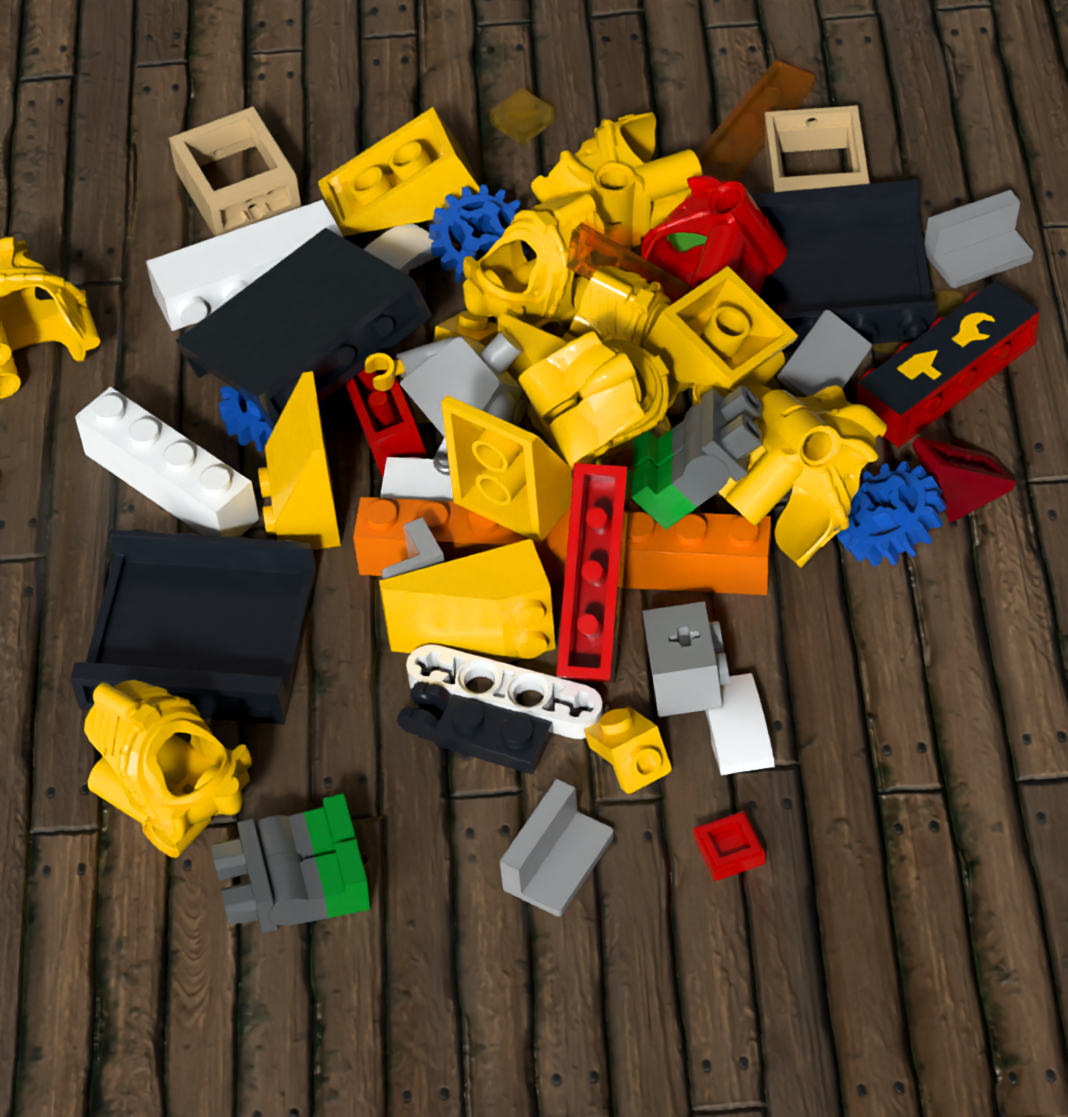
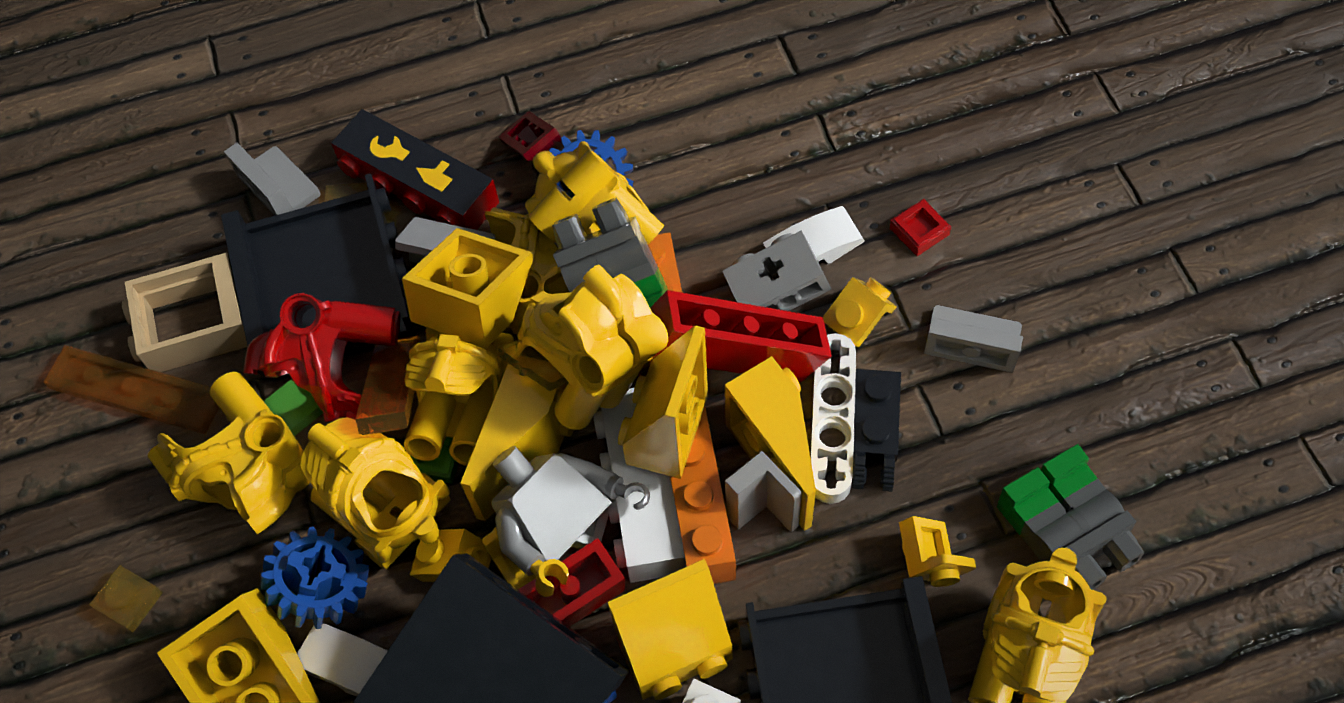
camera: 105 degrees left, 10 degrees up
(308, 727) = (929, 552): none -> yellow bracket

